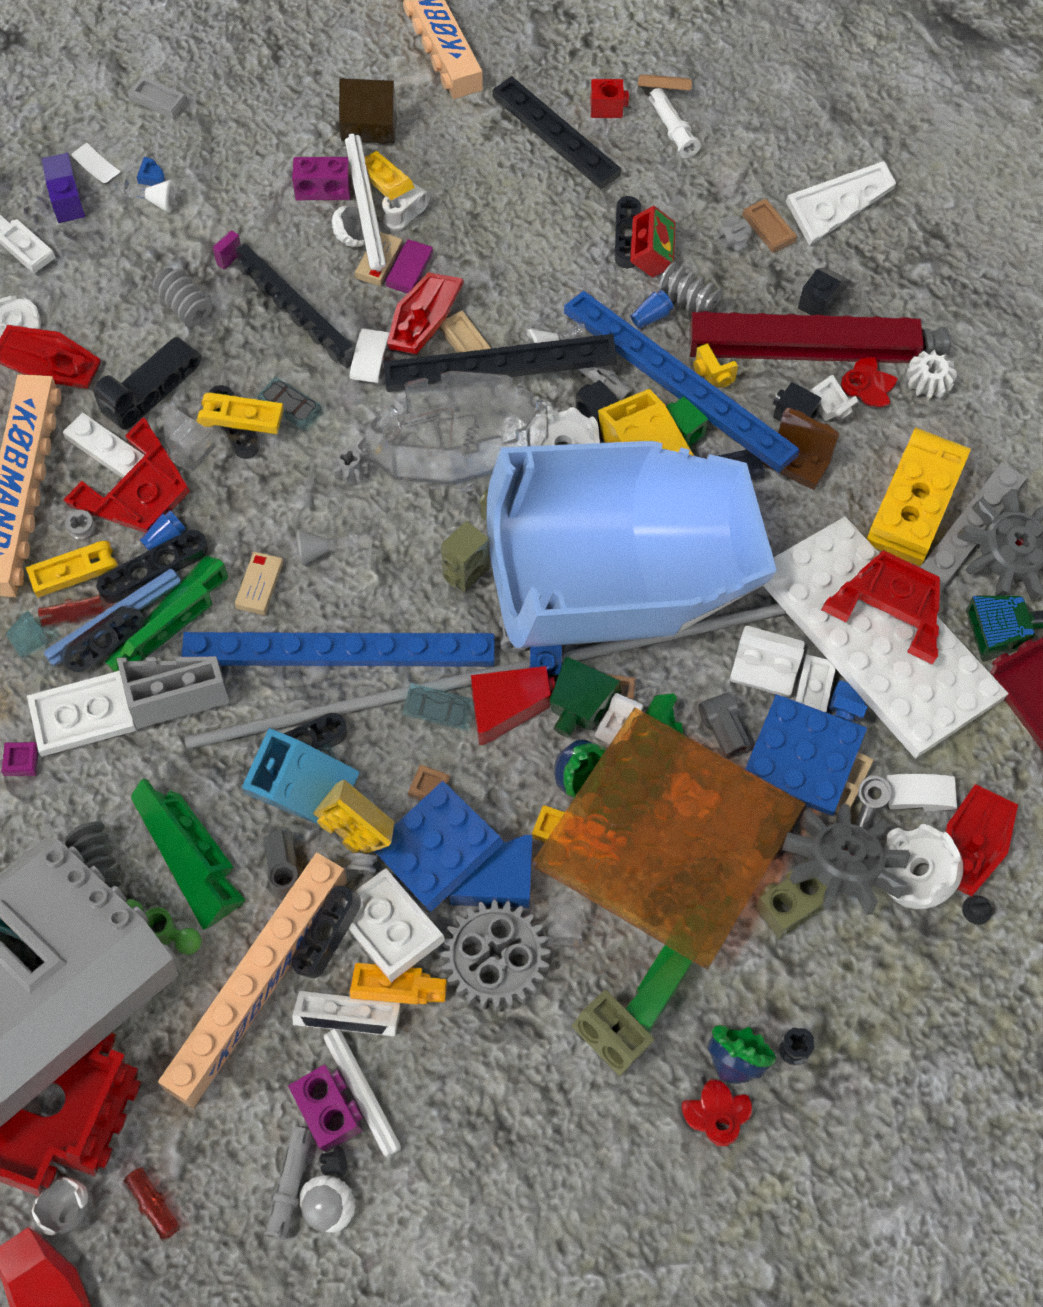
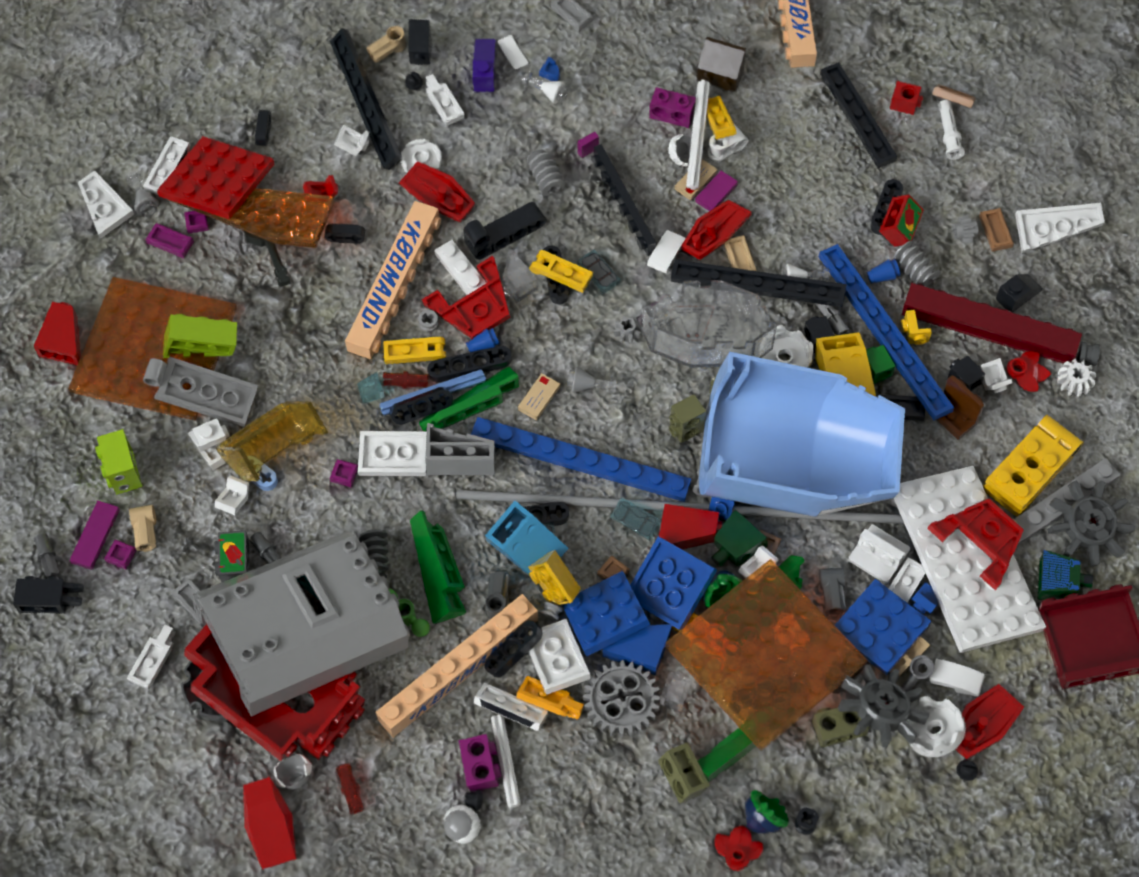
camera: 20 degrees right, 0 degrees up
(287, 1189) = (436, 811): light grey pin -> none
(514, 777) = (671, 583): none -> blue plate

